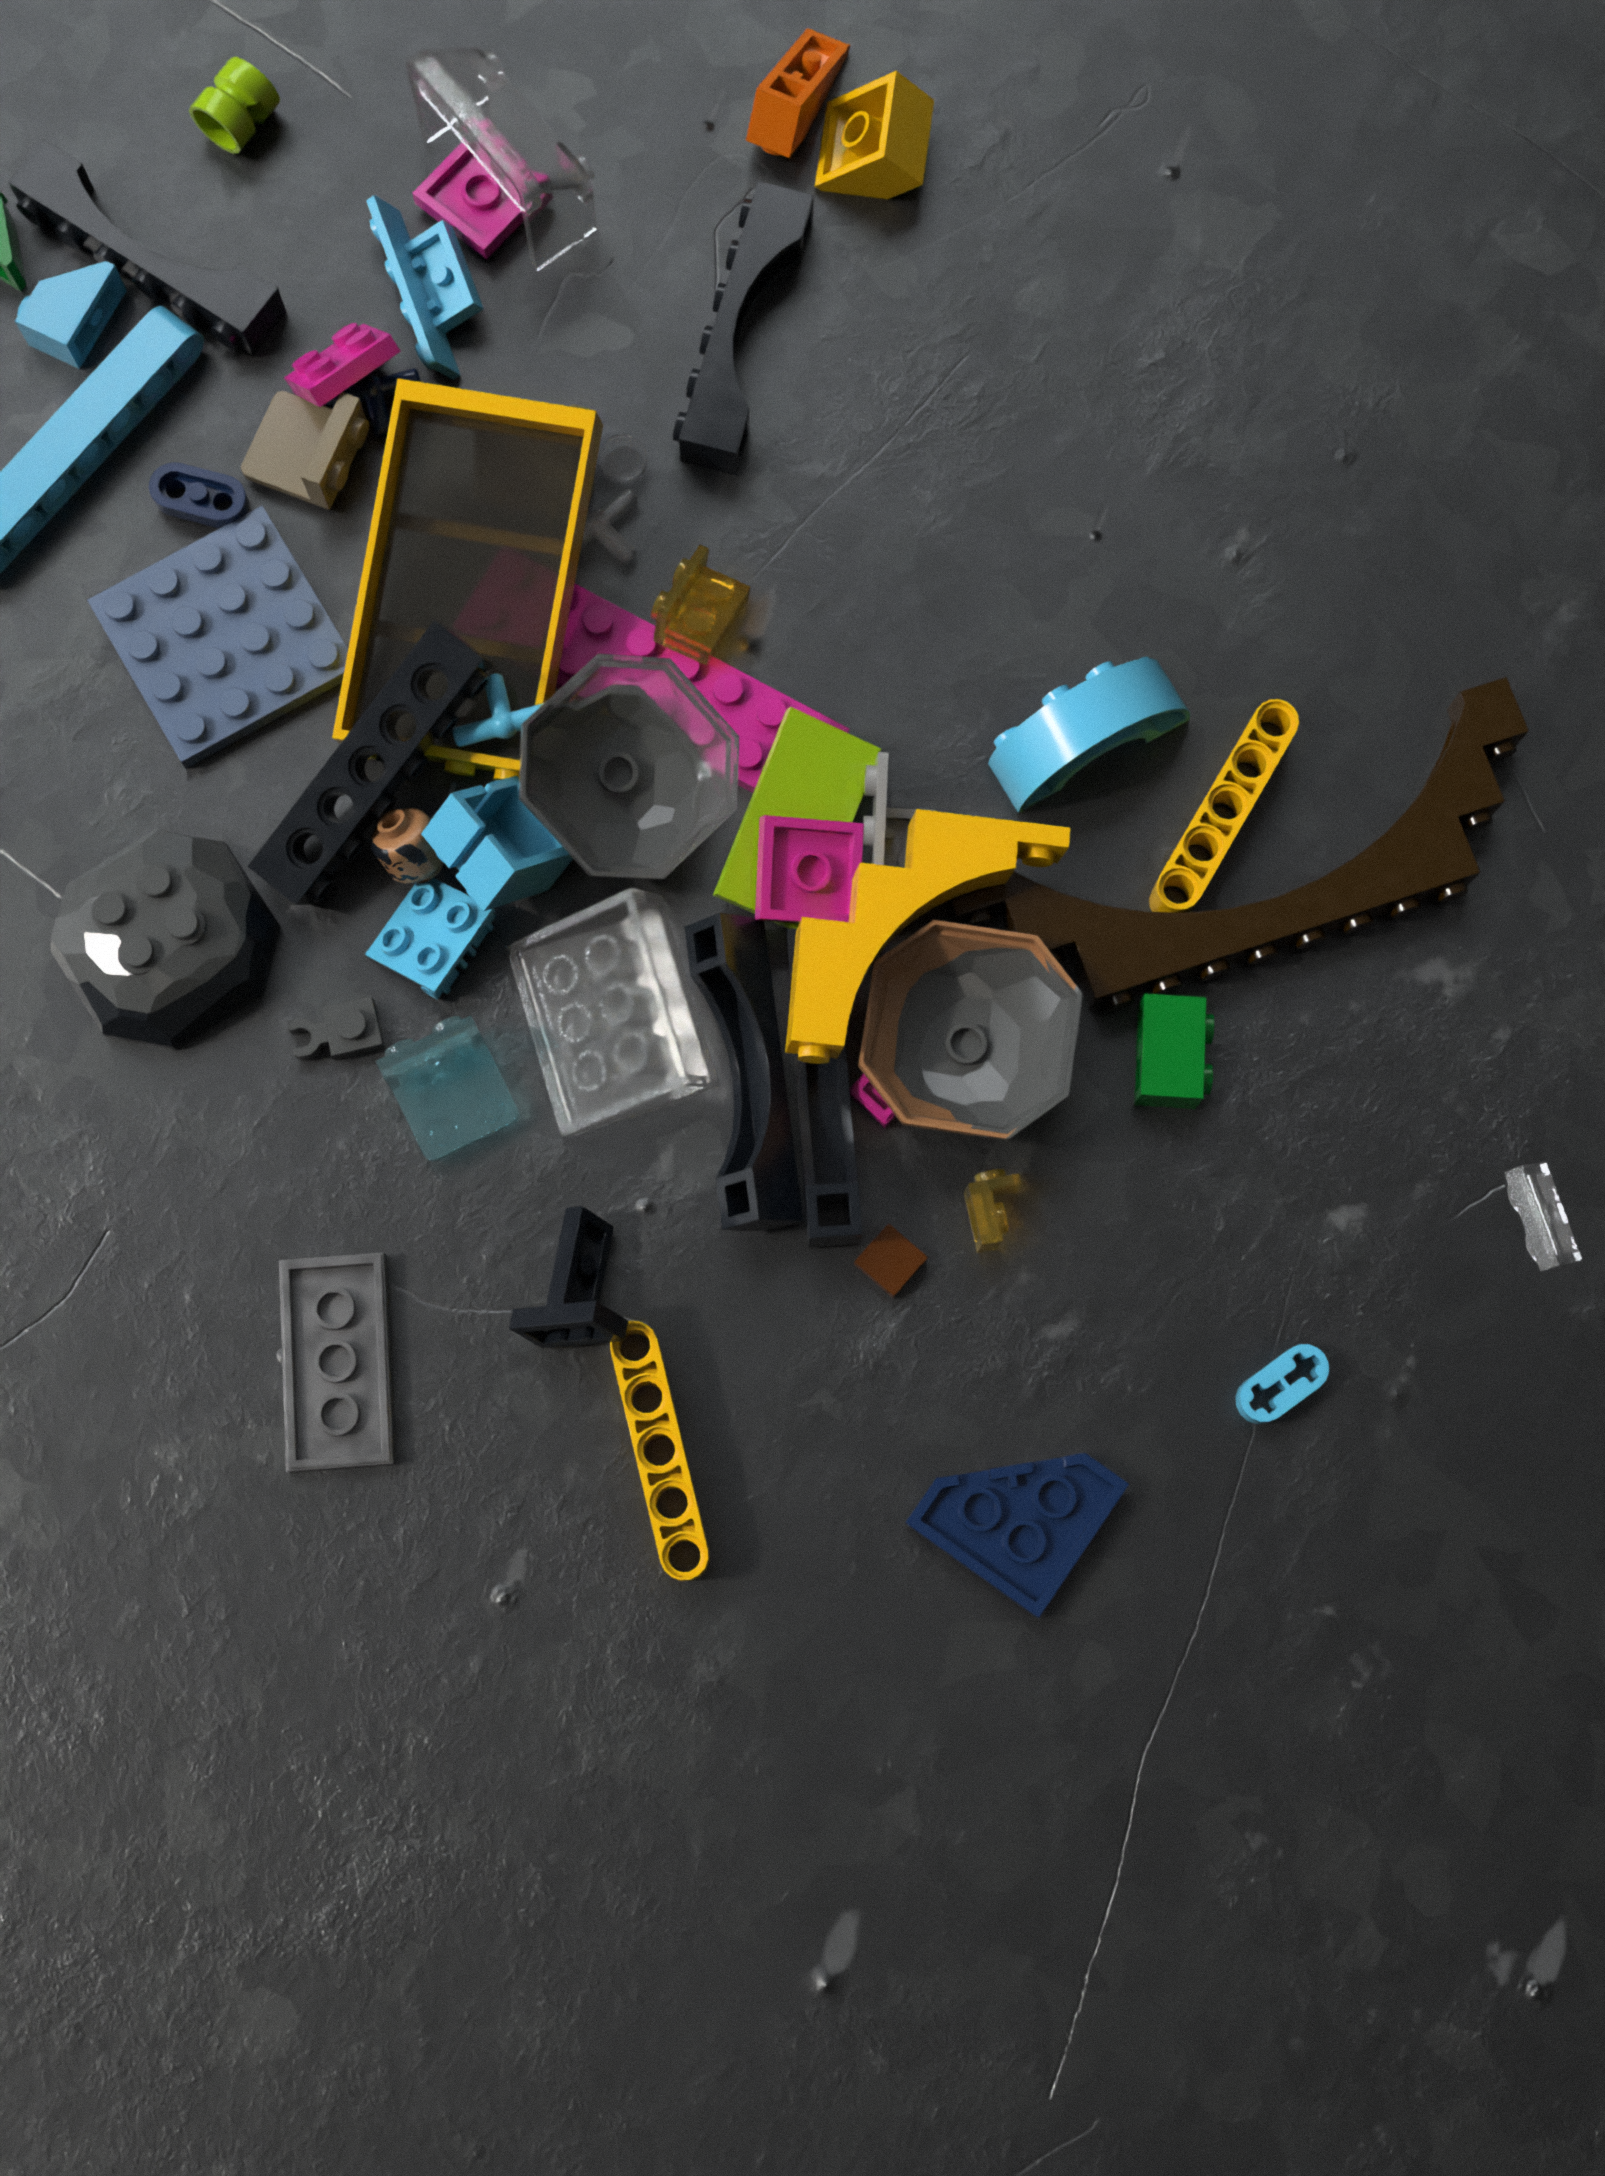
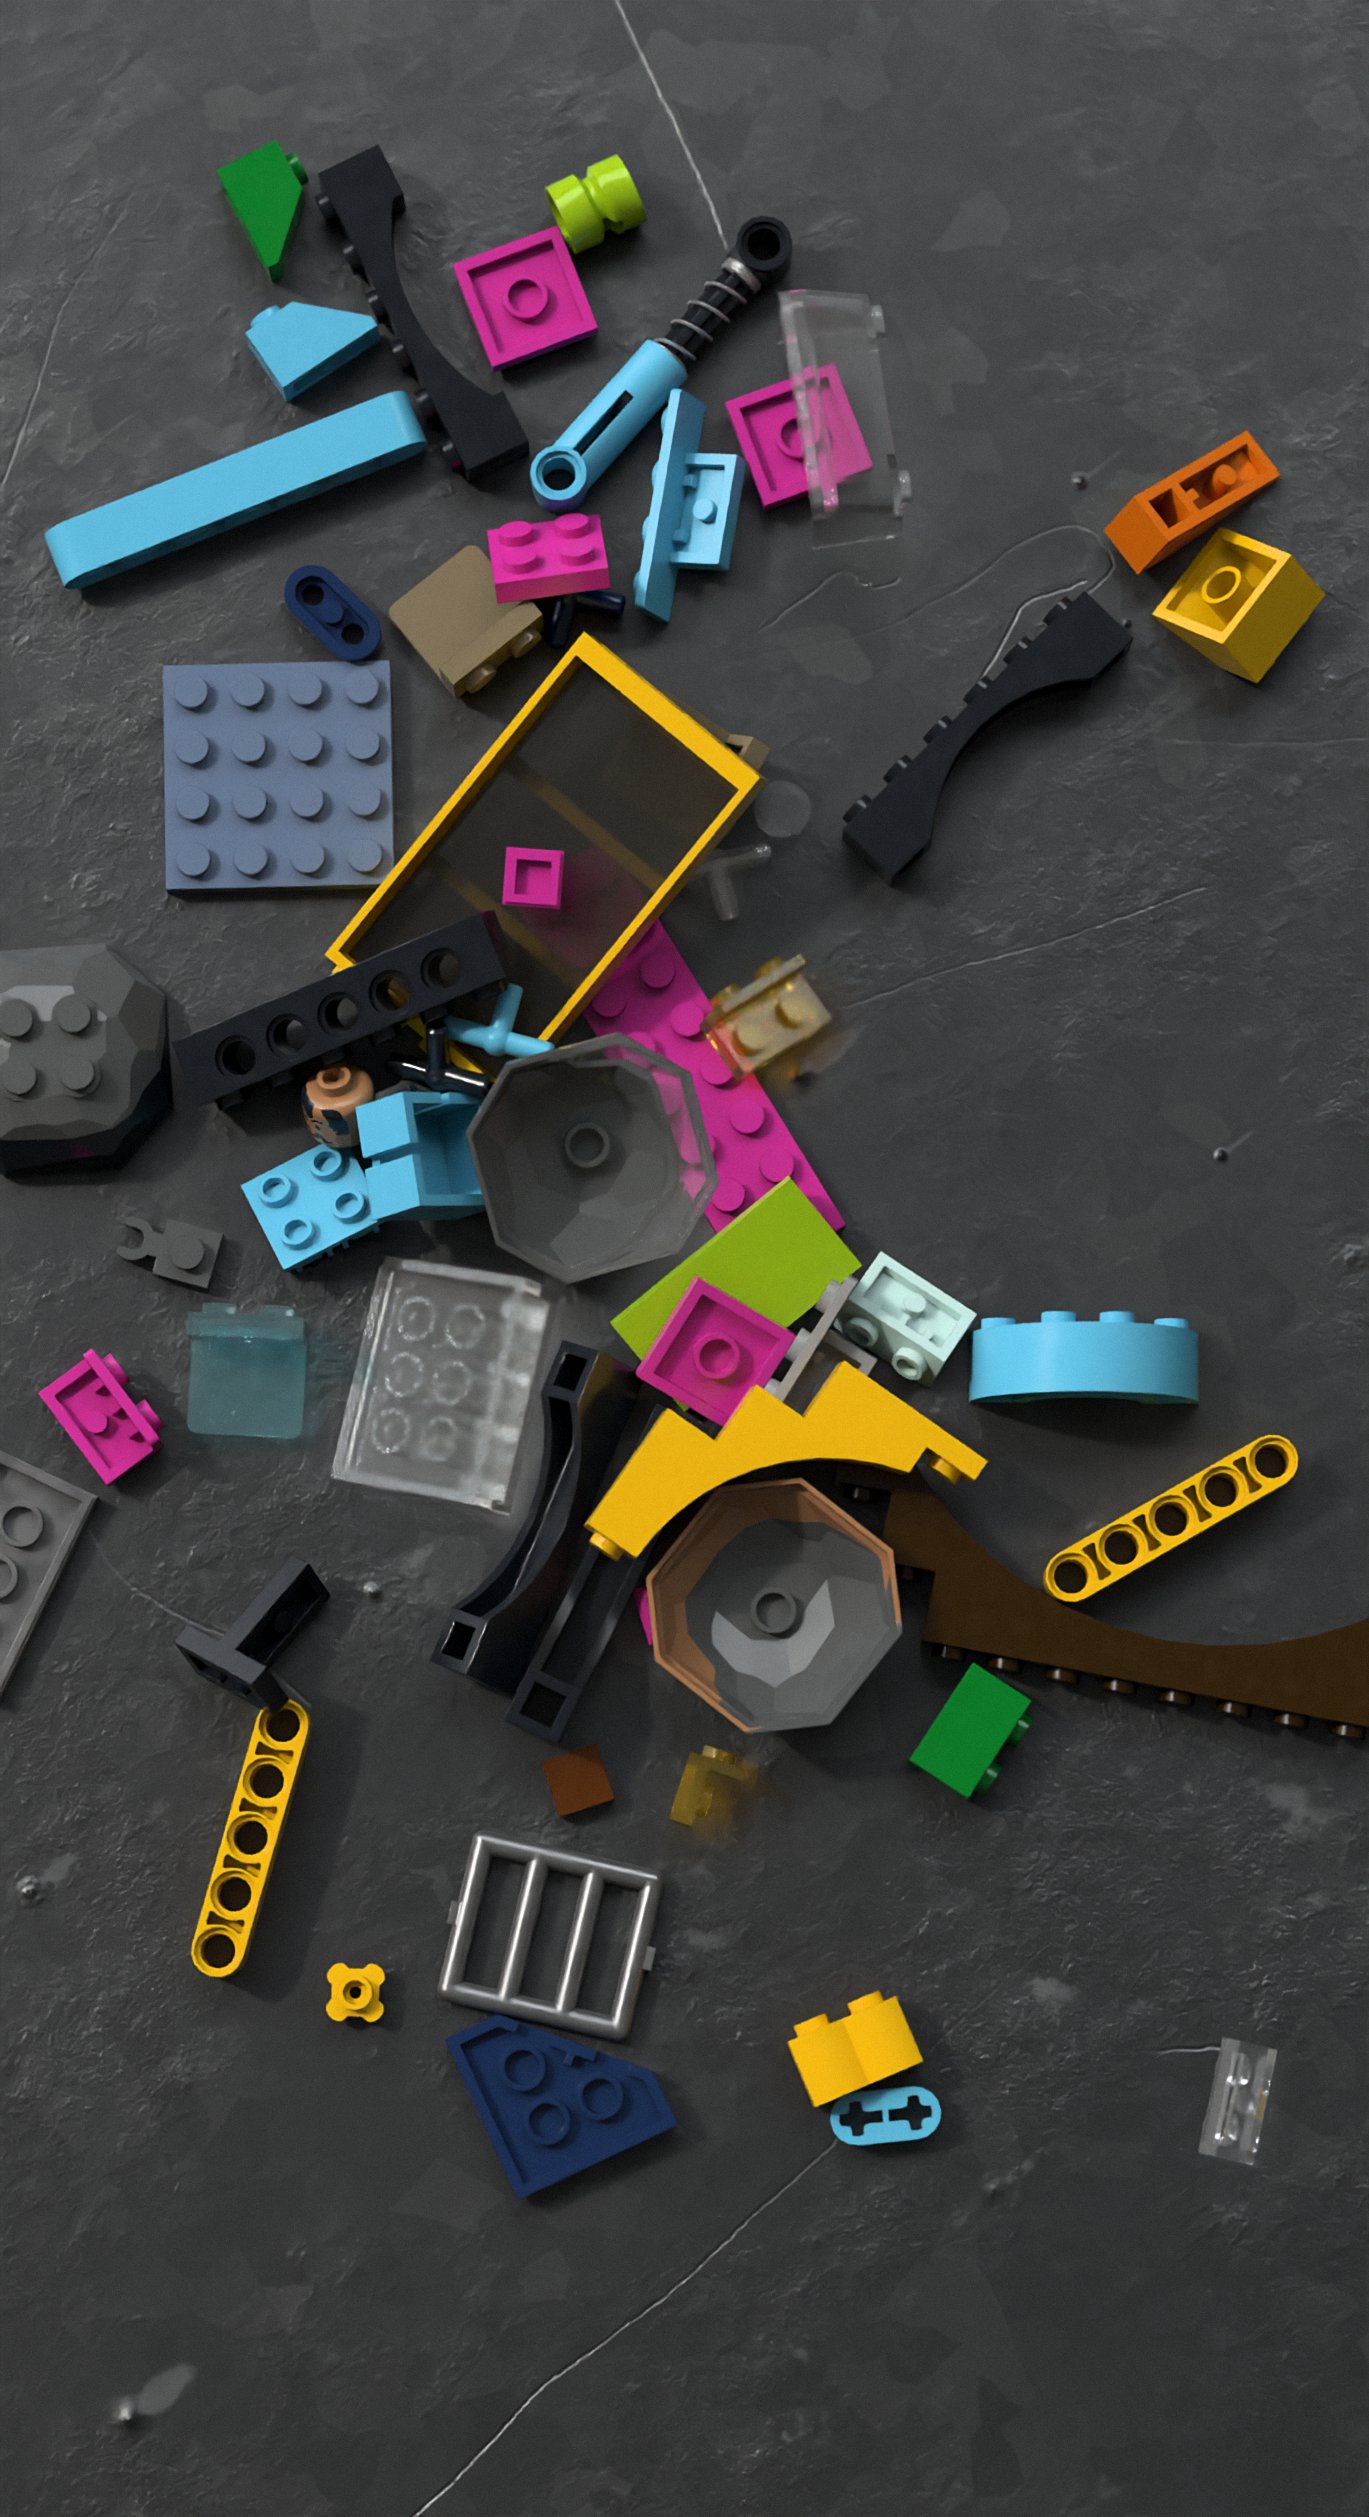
camera: 35 degrees right, 5 degrees up
(219, 200) = (525, 298): none -> dark pink plate
(344, 204) = (655, 370): none -> piece
(354, 1186) = (102, 1416): none -> dark pink bracket
(462, 586) = (533, 877): none -> dark pink tile
(469, 772) = (437, 1069): none -> black piece
(808, 1542) = (346, 1978): none -> yellow plate
(934, 1462) = (595, 1873): none -> flat silver bar
(937, 774) = (903, 1320): none -> light aqua bracket
(1229, 1345) = (853, 2050): none -> yellow brick

